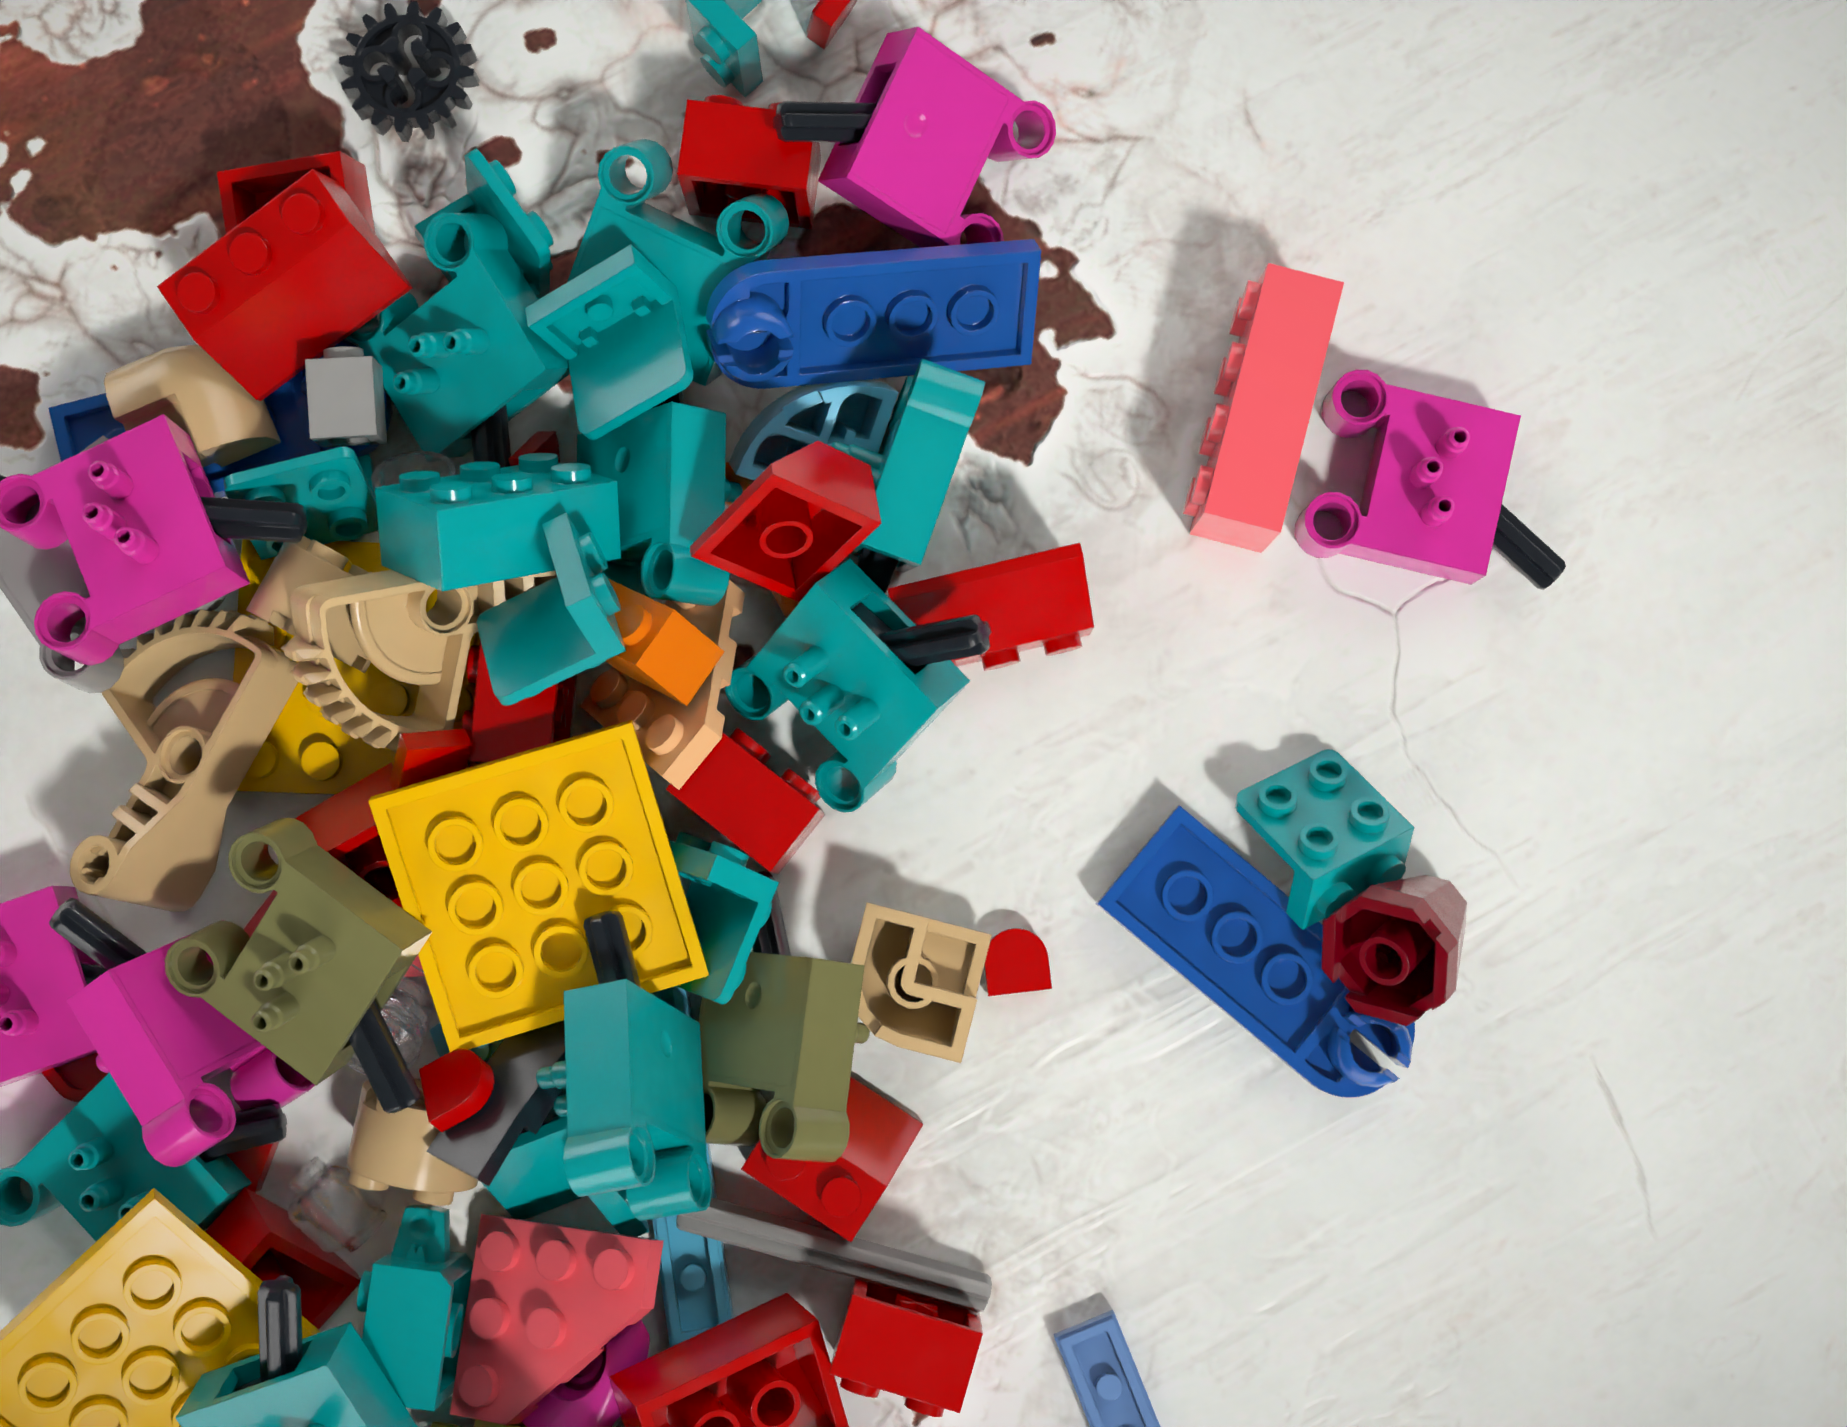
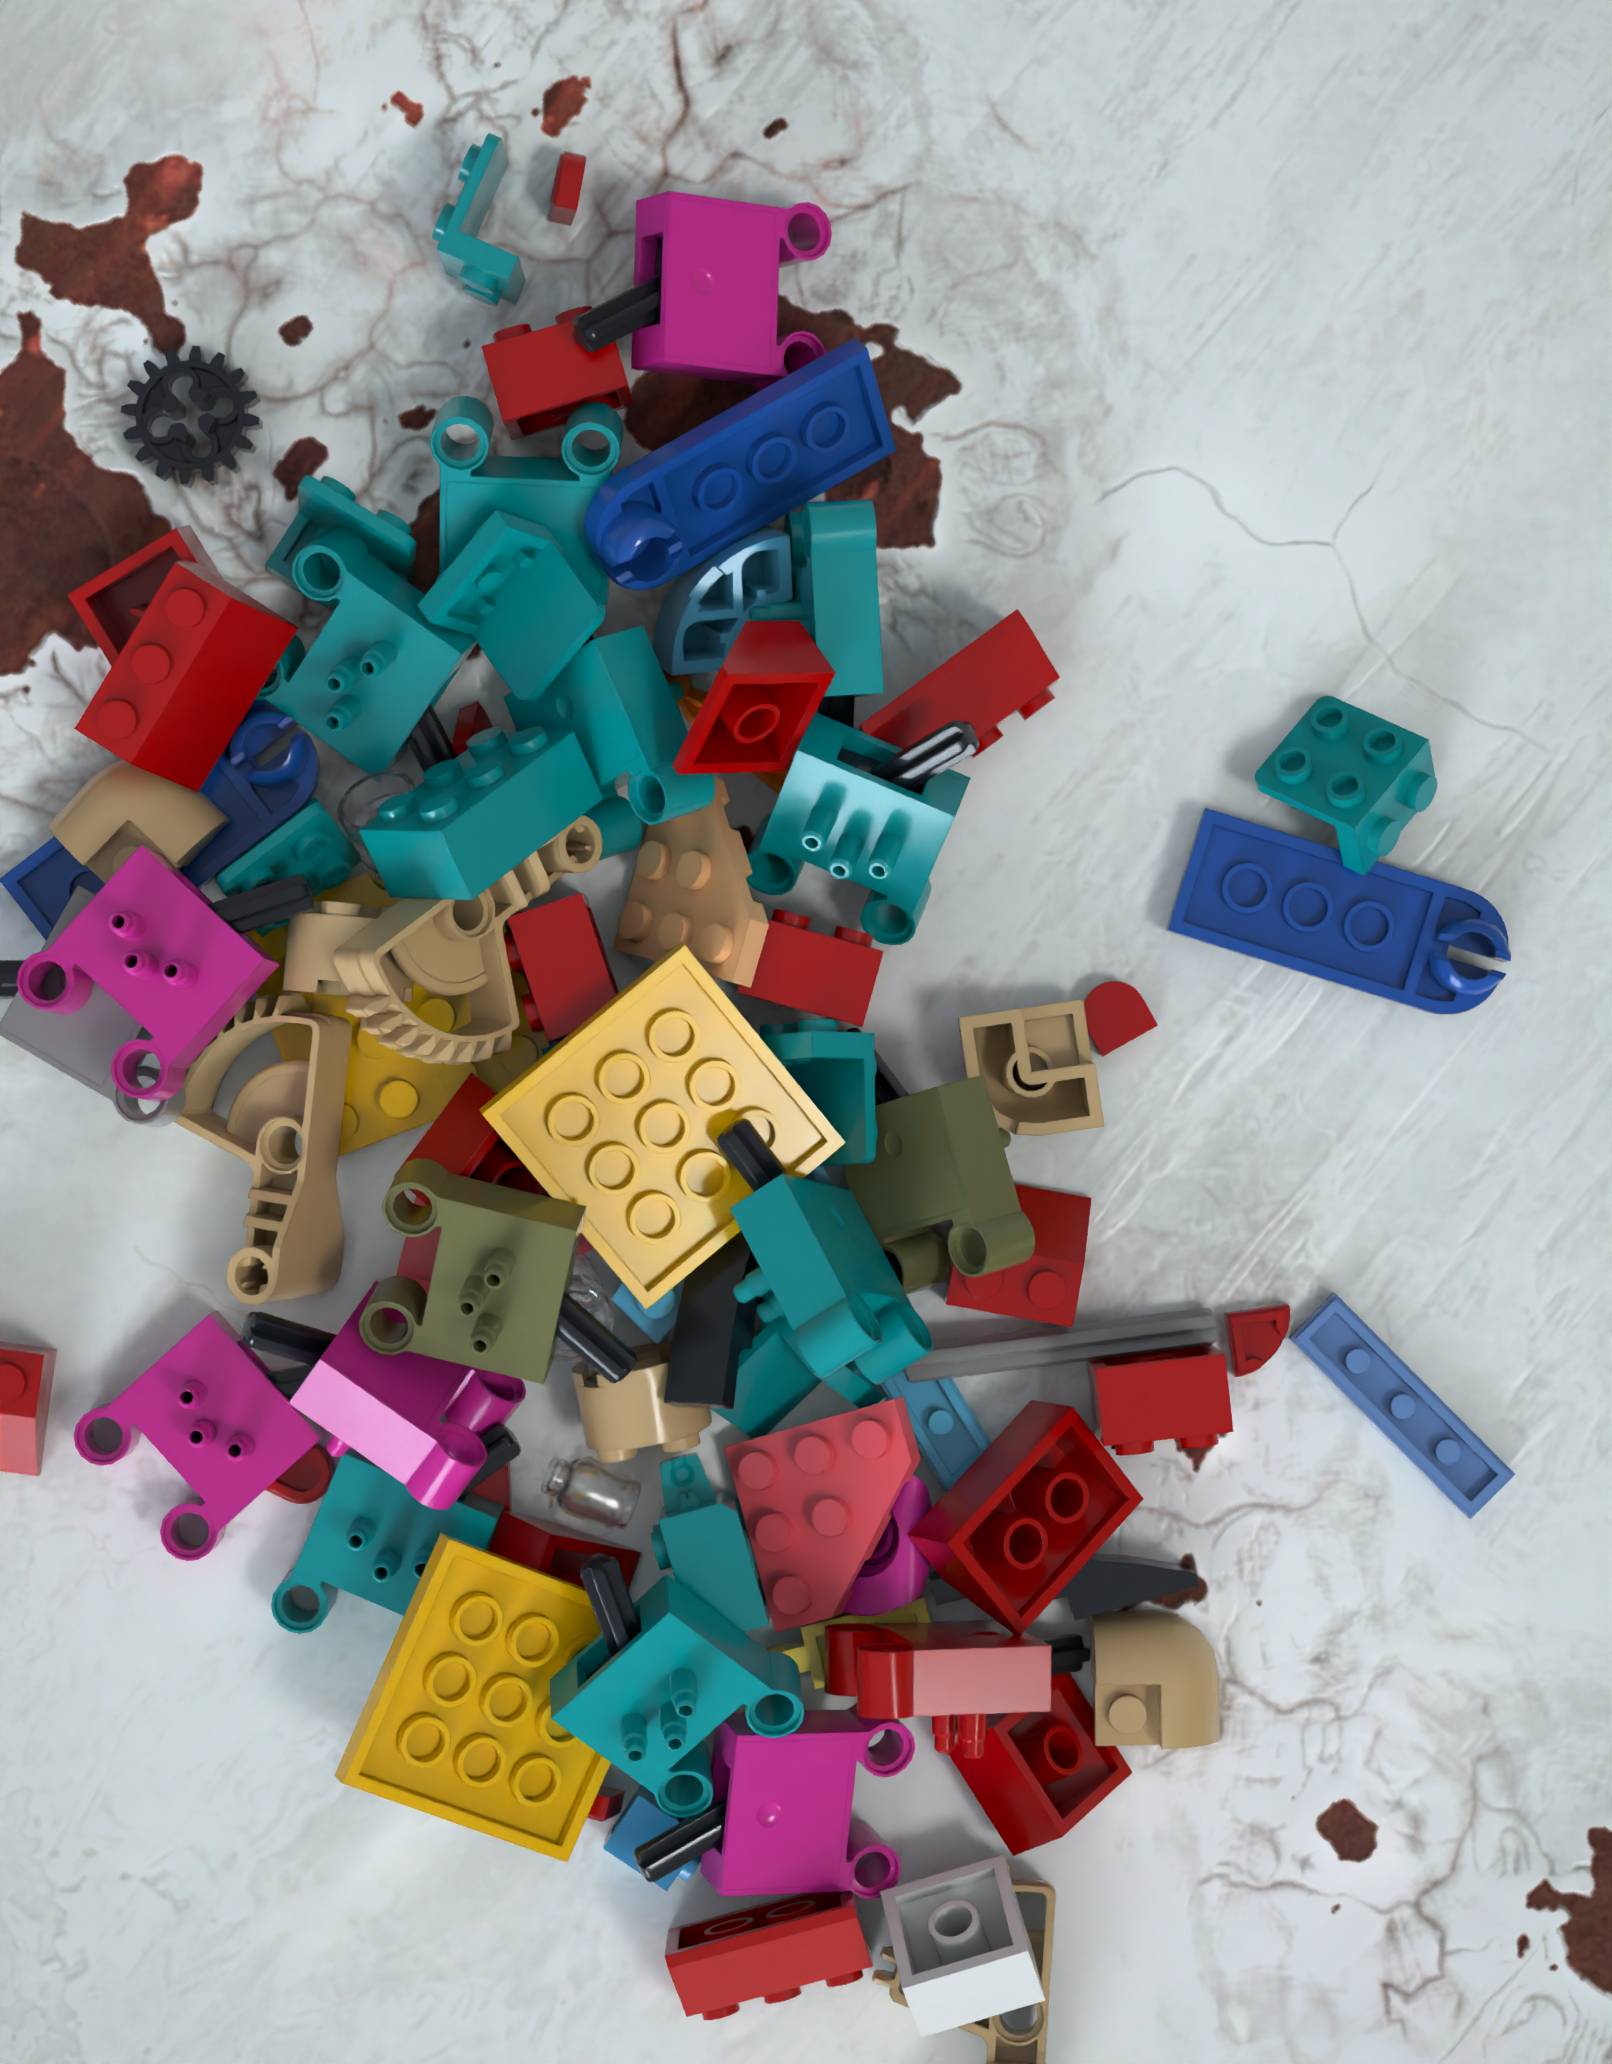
camera: 25 degrees left, 5 degrees up
(345, 398) = (285, 756): light grey brick -> none
(429, 755) = (512, 1053): red tile -> none
(455, 1087) = (664, 1335): red tile -> none
(555, 625) = (579, 886): teal bracket -> none
(662, 647) = (660, 865): orange brick -> none
(1023, 1321) = (1255, 1336): none -> red tile
(1265, 409) = (1133, 406): coral brick -> none
(1397, 947) = (1456, 854): dark red cone -> none
(1428, 488) = (1317, 413): dark pink piece -> none

